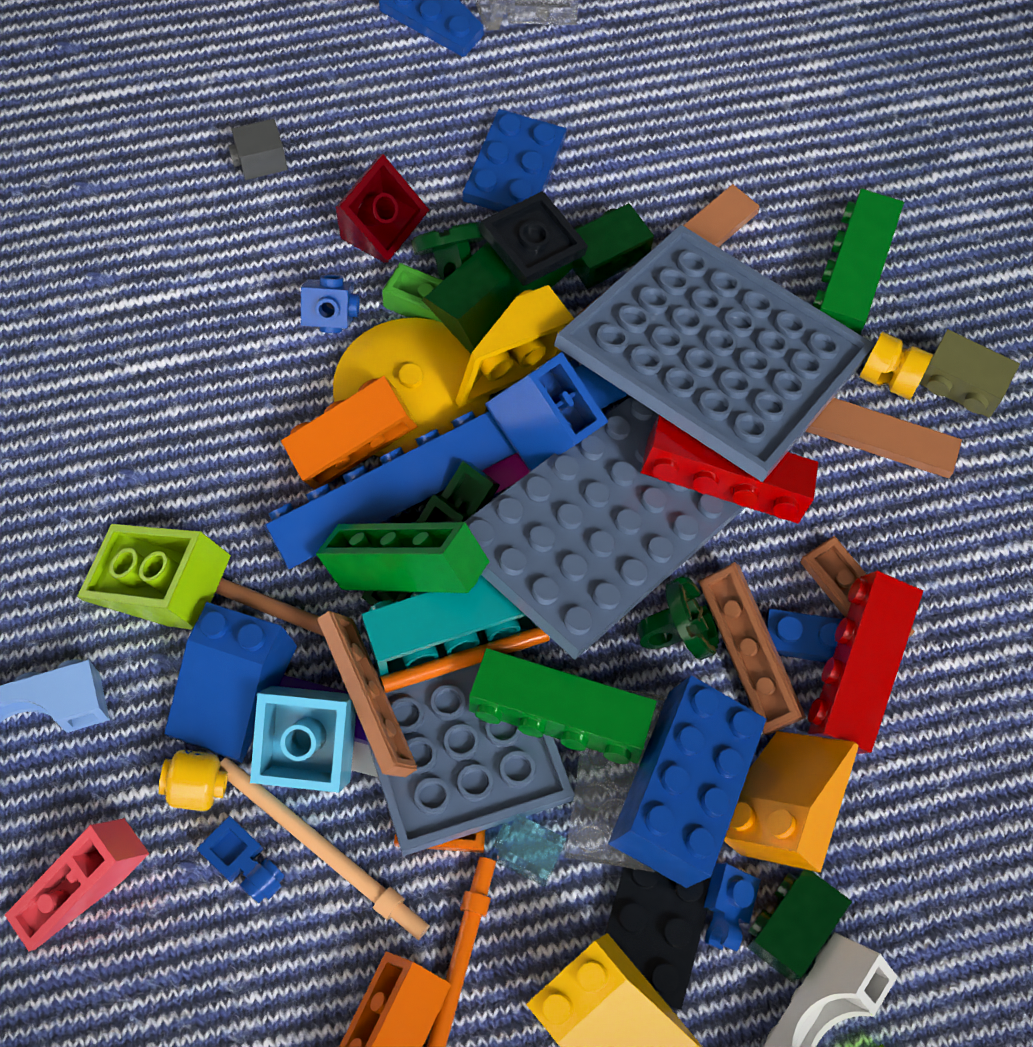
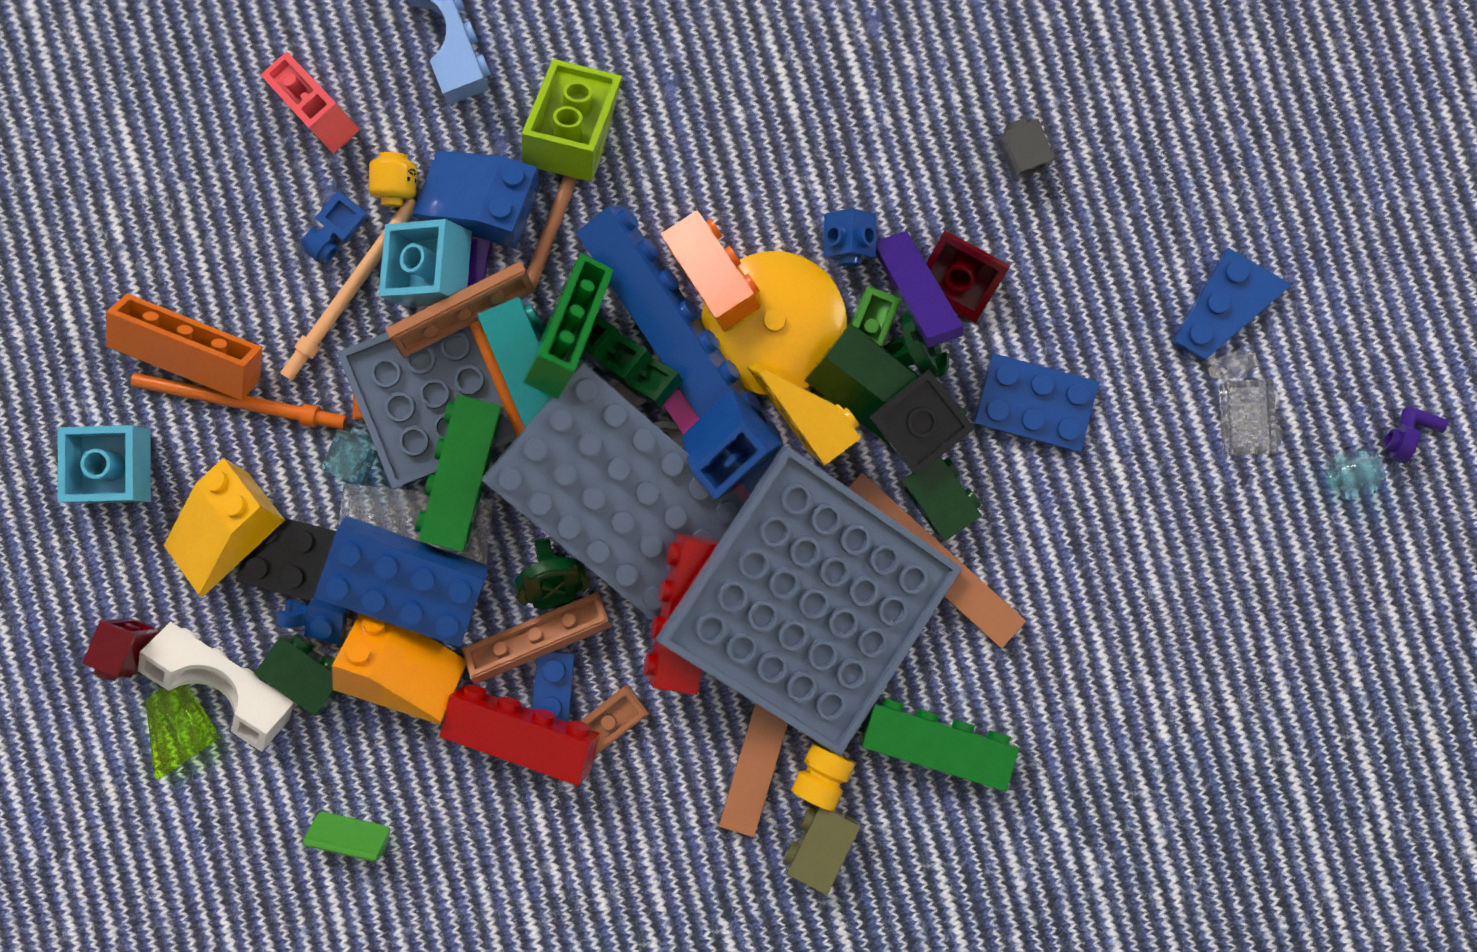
camera: 90 degrees right, 20 degrees up
(396, 232) = (918, 289): none -> dark purple tile
(993, 880) = (347, 836): none -> bright green slope

